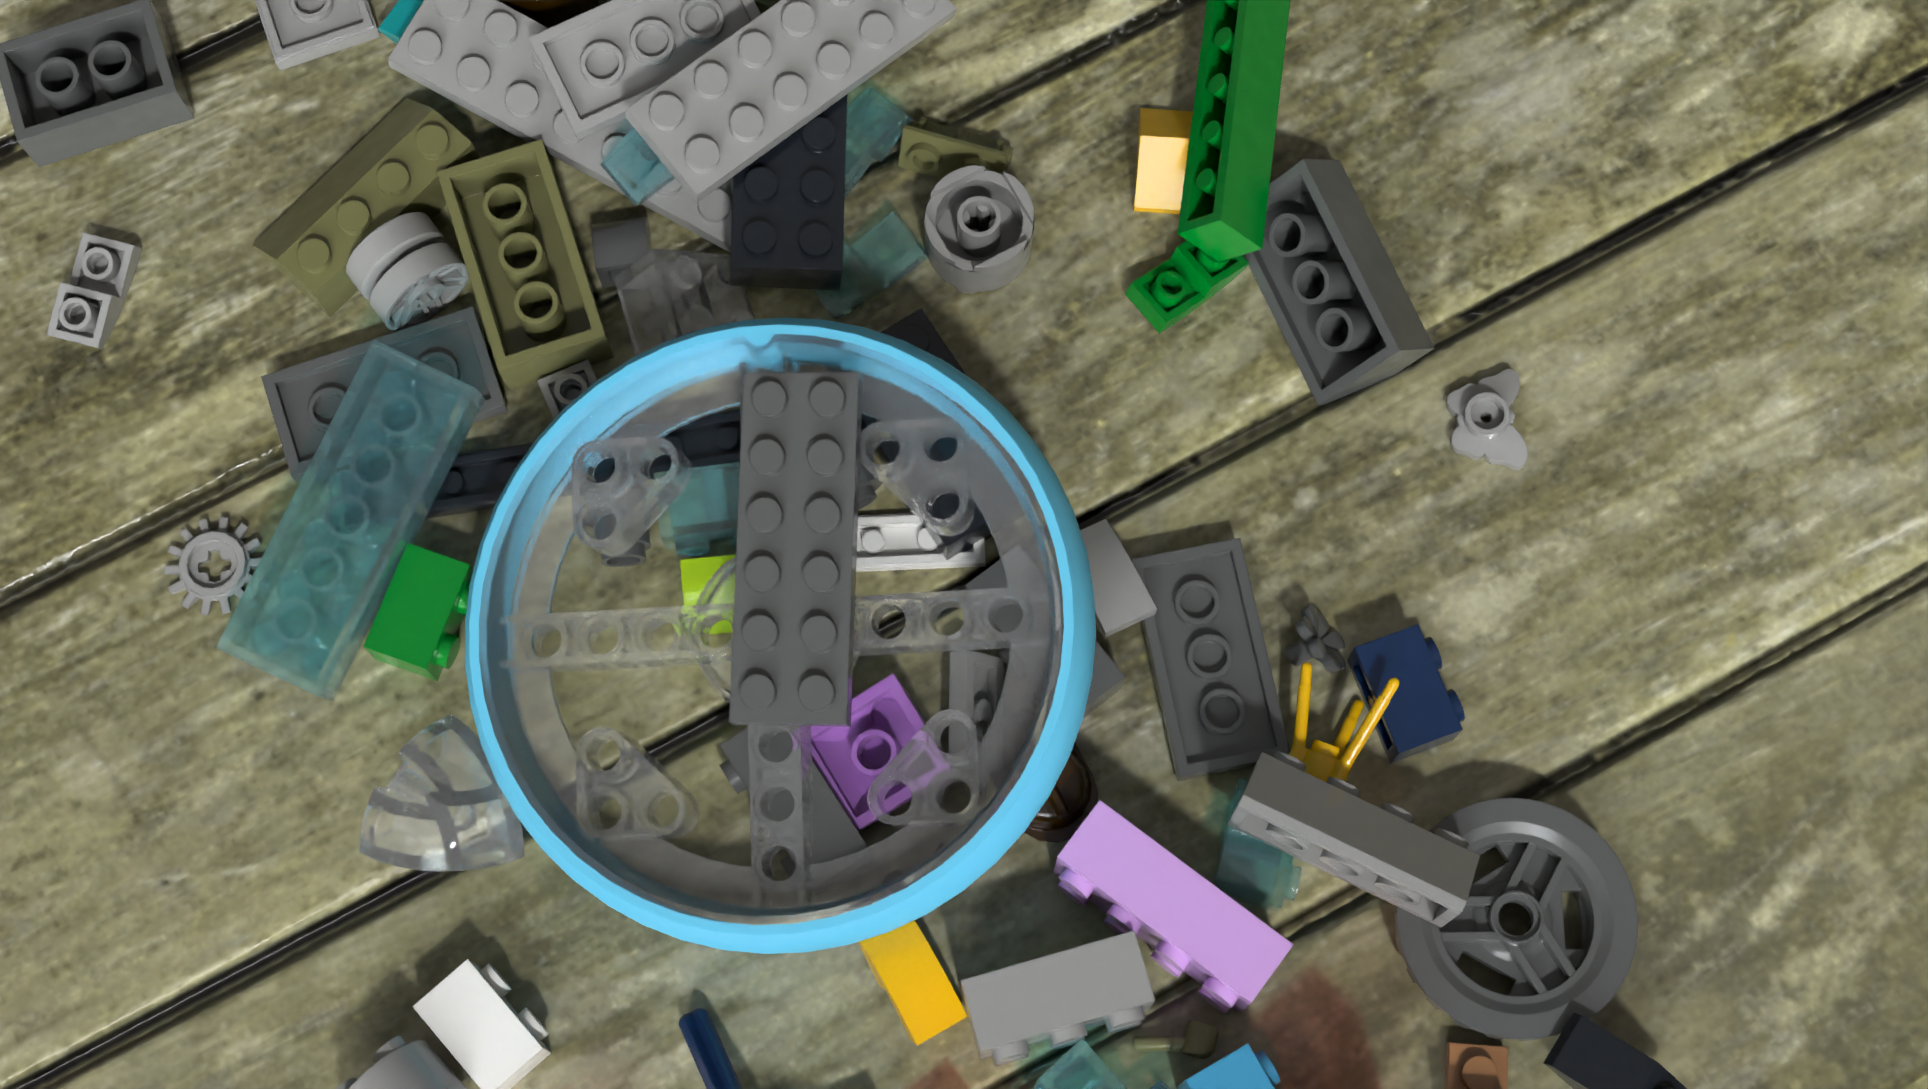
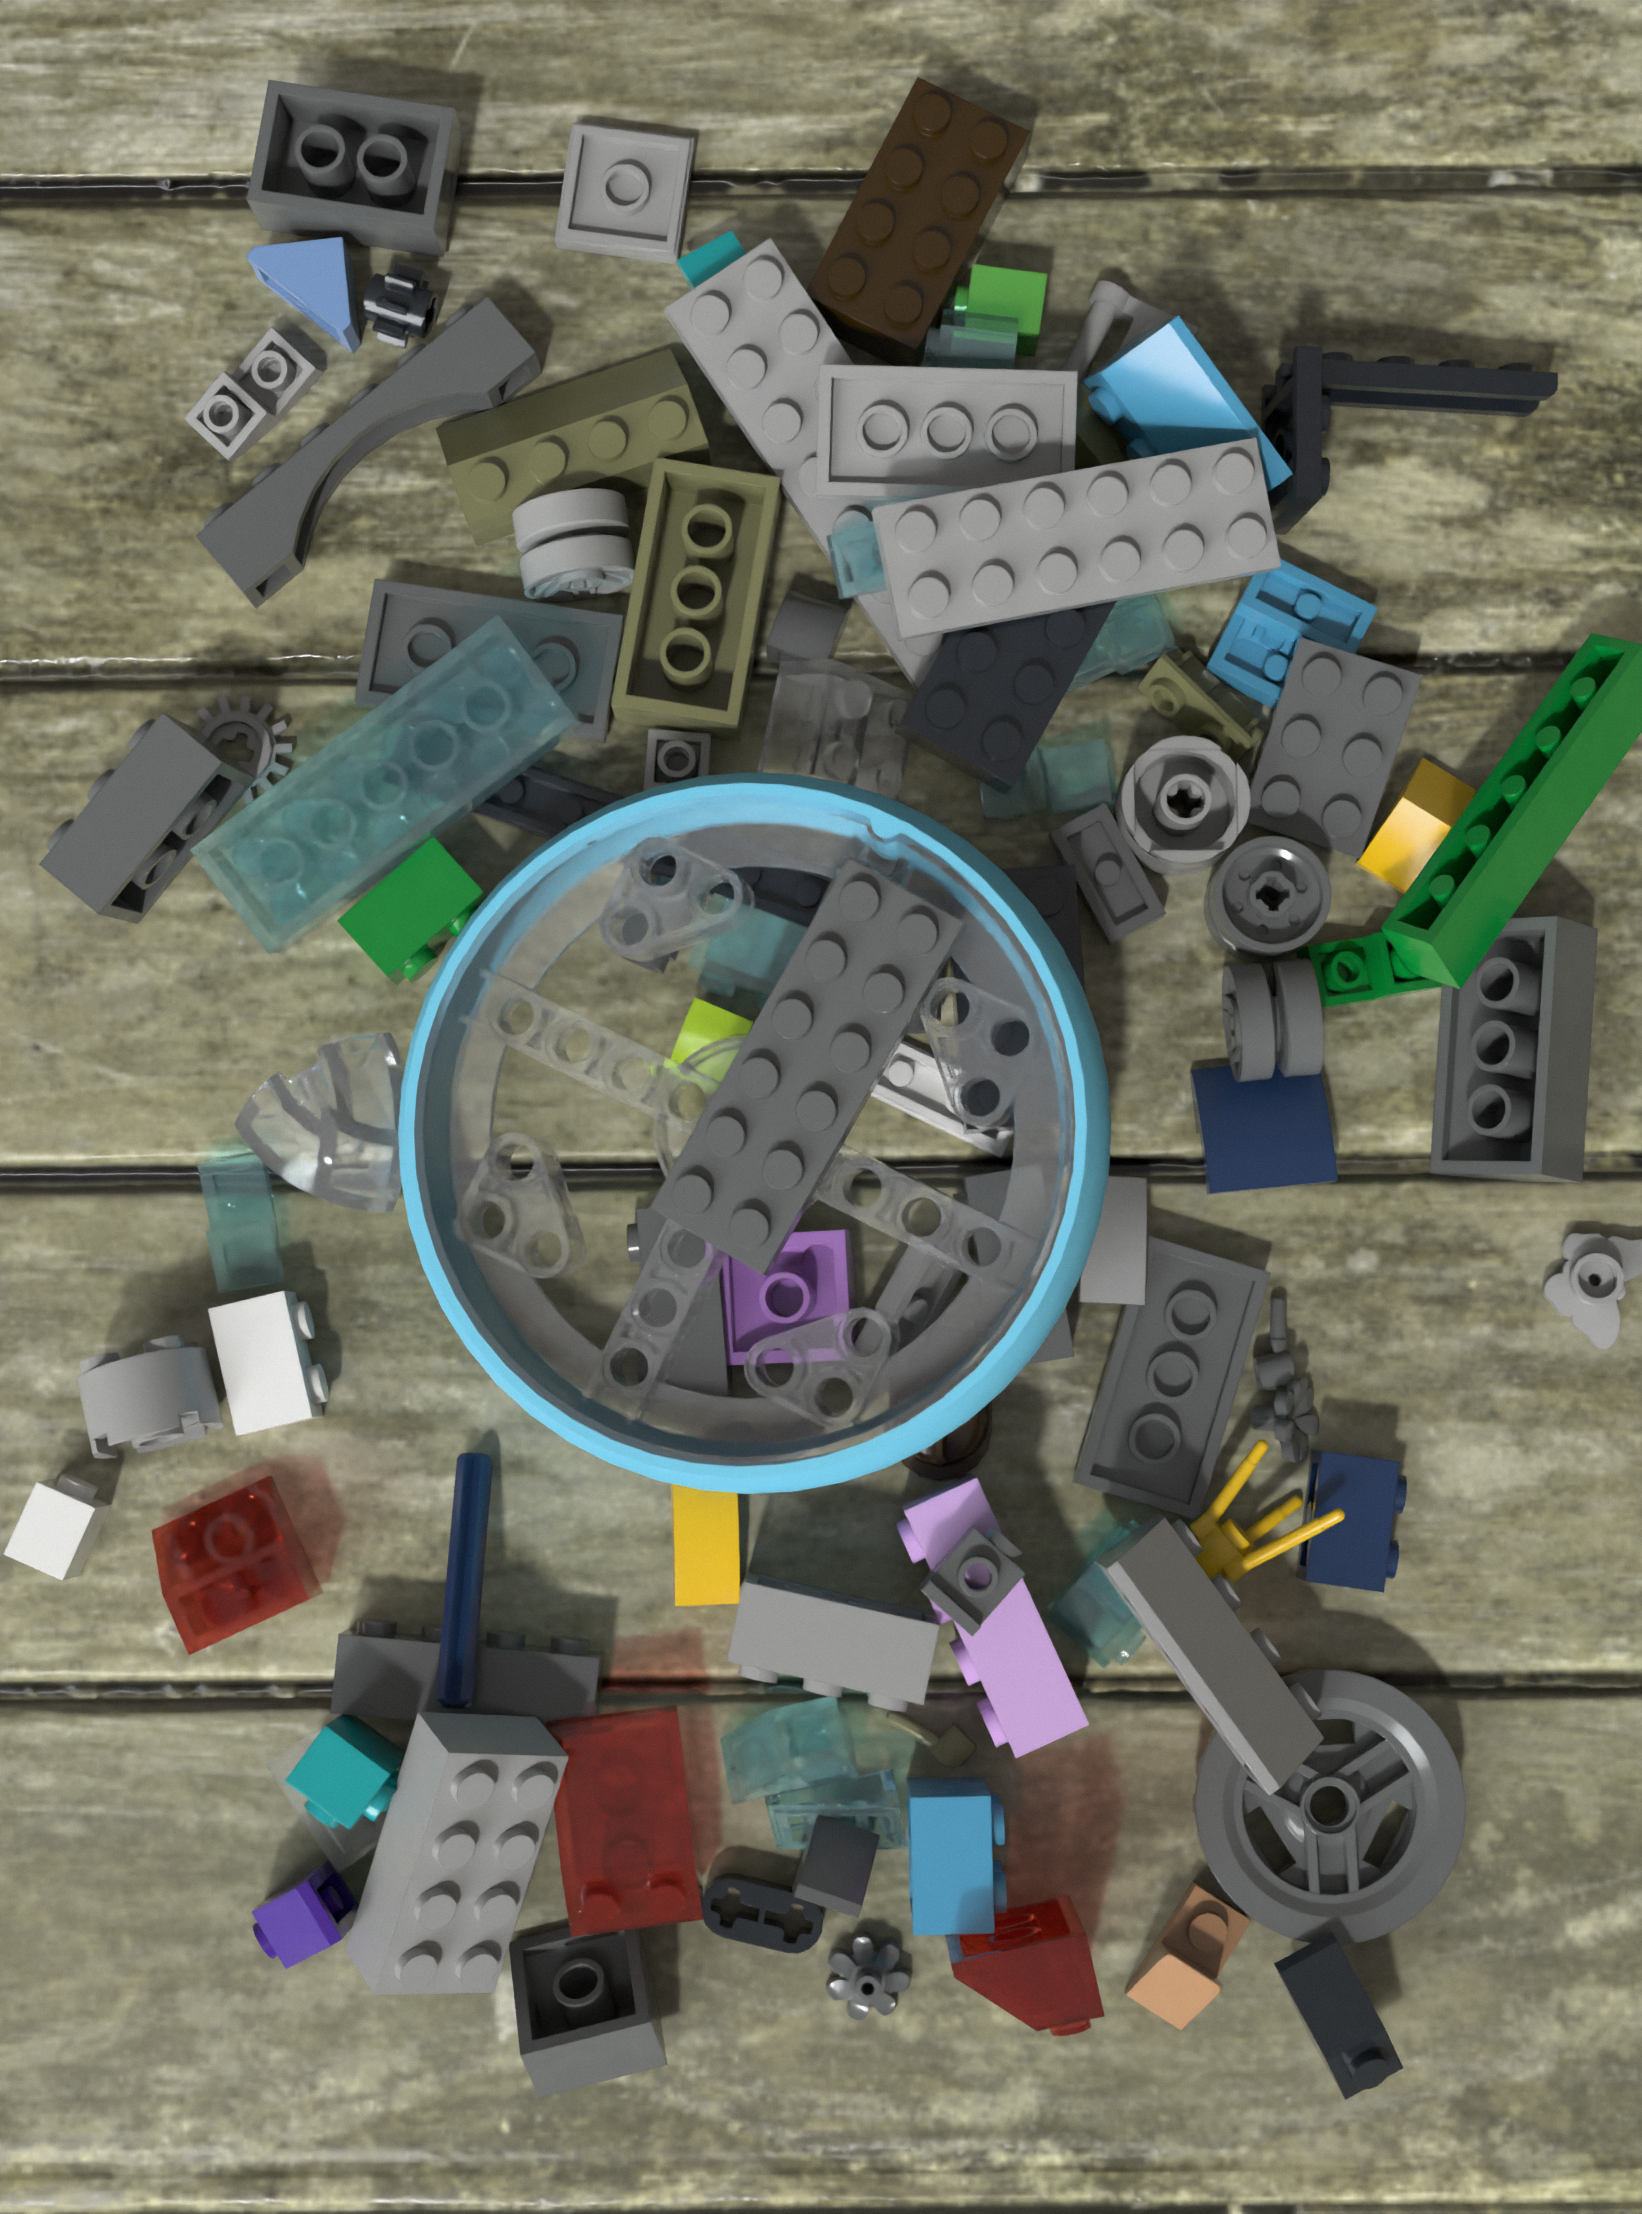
camera: 30 degrees right, 10 degrees up
(98, 183) = (314, 280): none -> medium blue slope
(167, 644) = (145, 819): none -> dark grey brick
(178, 166) = (400, 305): none -> black gear
(254, 188) = (464, 370): none -> dark grey arch
(404, 929) = (241, 1221): none -> clear light blue slope
(954, 309) = (1107, 874): none -> dark grey plate
(994, 74) = (1270, 620): none -> dark azure slope
(1067, 132) = (1330, 746): none -> dark grey plate
(1081, 264) = (1289, 876): none -> dark grey wheel
(1133, 894) = (947, 1583): none -> dark grey brick
(1135, 347) = (1272, 1019): none -> dark grey wheel
(1173, 434) = (1262, 1131): none -> dark blue slope
(1286, 607) = (1276, 1368): none -> dark grey hand

